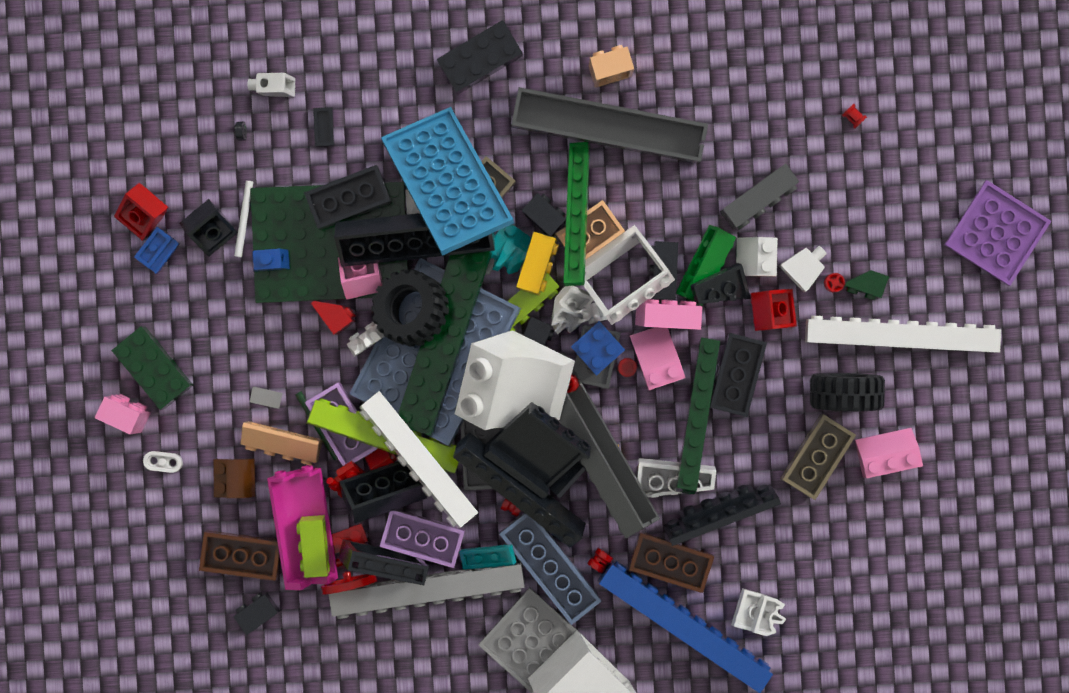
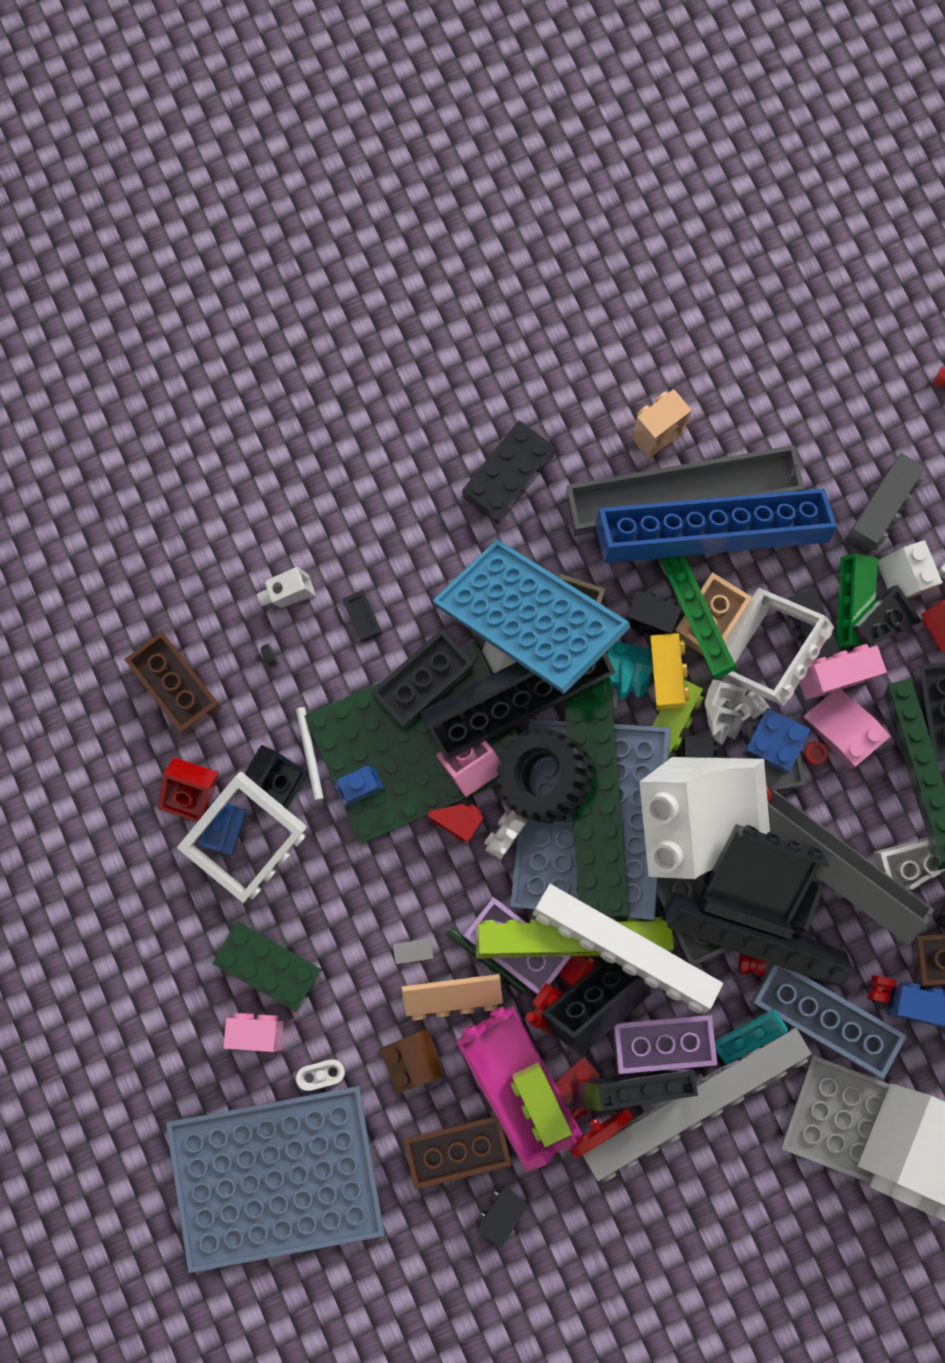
camera: 20 degrees left, 10 degrees down
(102, 523) = (274, 1179): none -> sand blue plate
(158, 125) = (173, 683): none -> reddish brown brick
(195, 249) = (270, 805): none -> white window
(619, 164) = (714, 525): none -> blue brick

